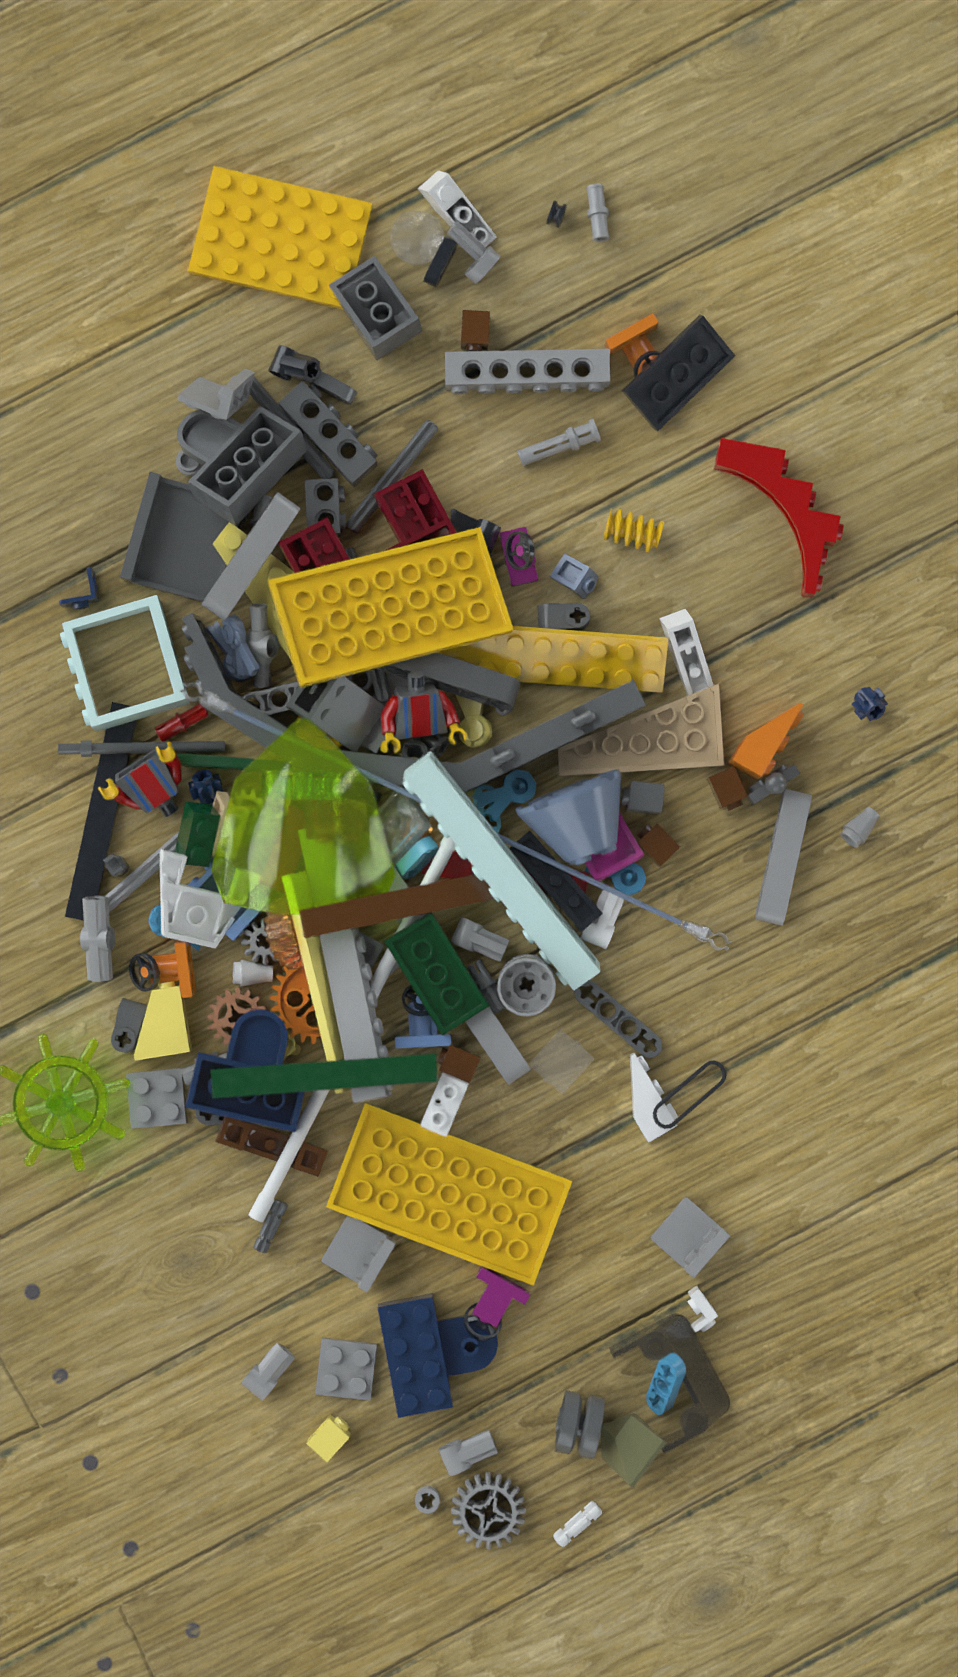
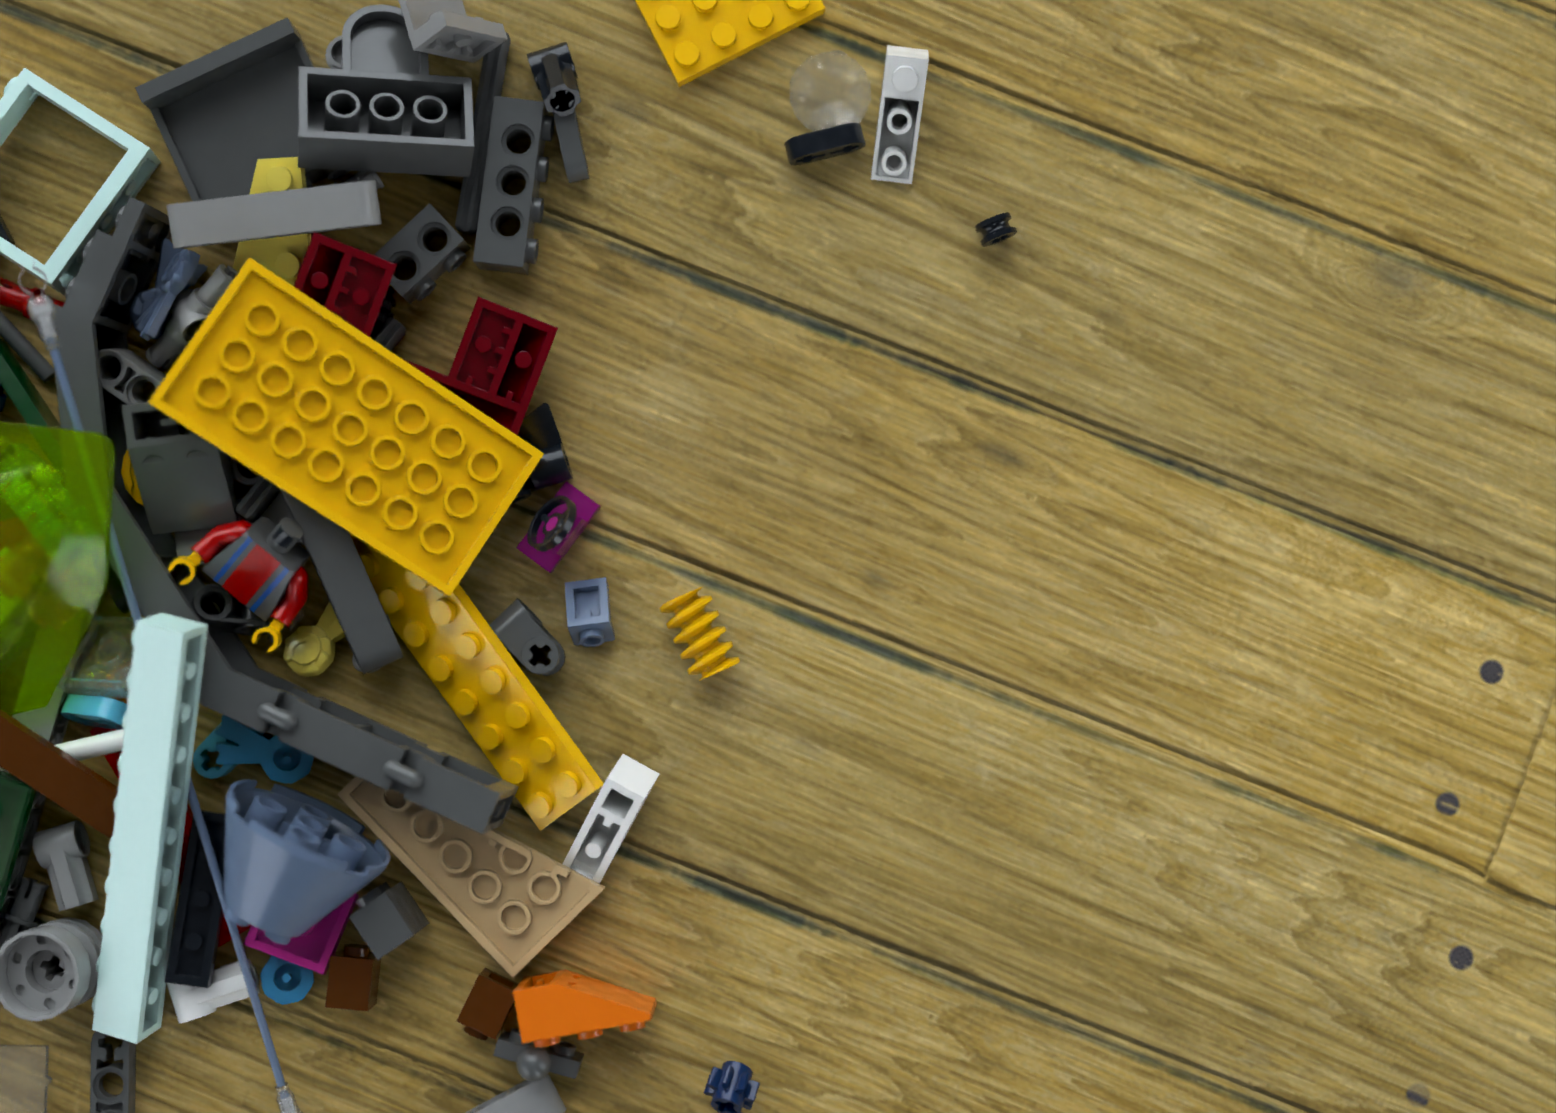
camera: 55 degrees right, 0 degrees up
(83, 601) = (95, 74): dark blue bracket -> none
(376, 308) = (703, 114): dark grey slope -> none
(393, 474) = (531, 300): dark grey axle -> none
(475, 330) = (777, 252): reddish brown brick -> none
(484, 257) = (871, 189): light grey piece -> none
(527, 454) = (751, 468): light grey pin -> none
(539, 360) = (720, 265): light grey brick -> none
(598, 213) = (1039, 276): light grey pin -> none
(635, 343) = (919, 465): orange piece -> none
(678, 373) = (931, 529): black tile -> none
(793, 497) = (880, 845): red arch -> none

